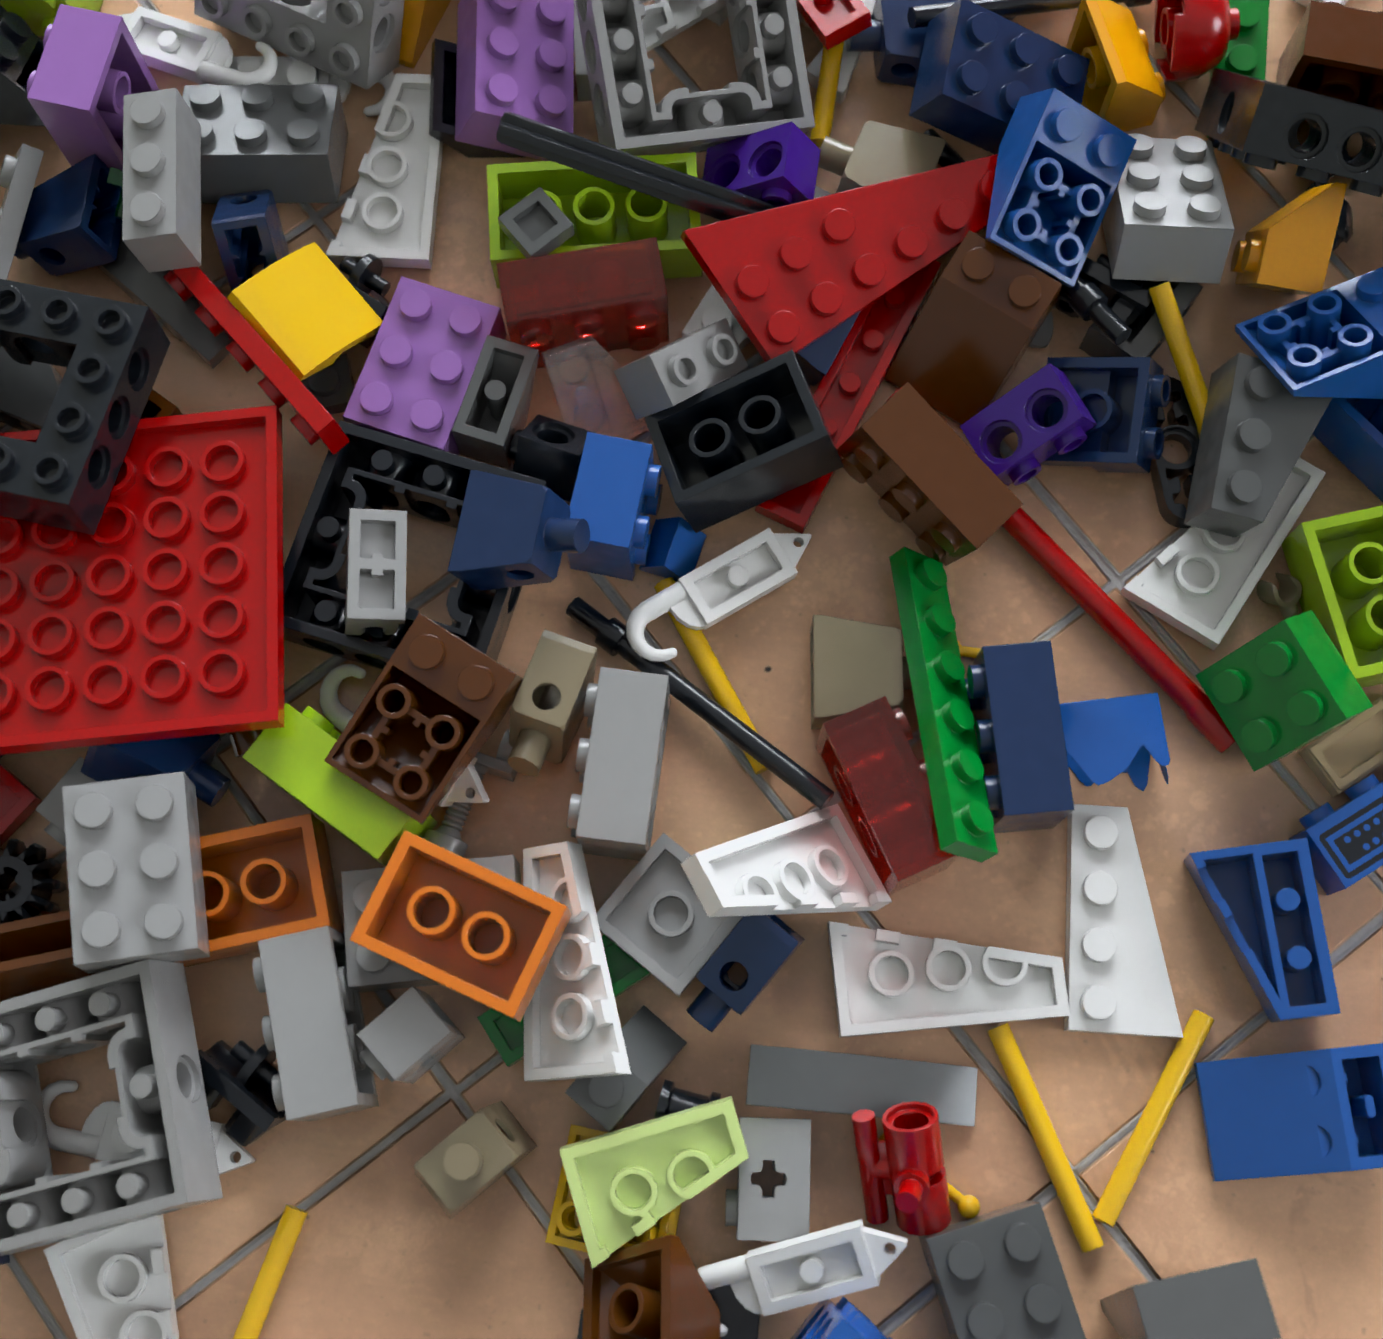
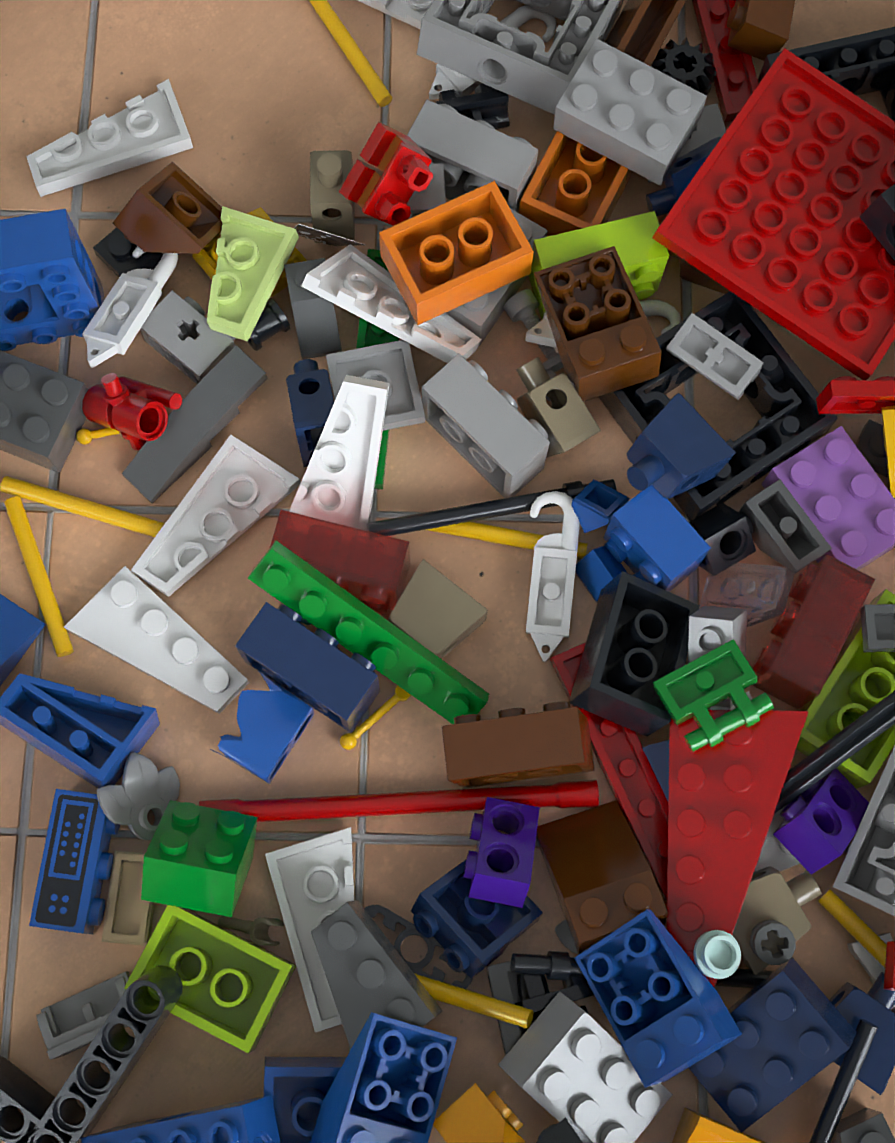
camera: 125 degrees right, 0 degrees up
(426, 1075) = (399, 172): none -> red hips
(537, 1123) = (323, 237): none -> black sticker
(613, 591) = (597, 505): none -> blue slope
(734, 335) = (704, 684): none -> green plate
(903, 125) = (785, 951): none -> dark grey bush
(970, 161) = (717, 954): none -> light aqua plate
(1274, 799) = (140, 791): none -> light grey plate

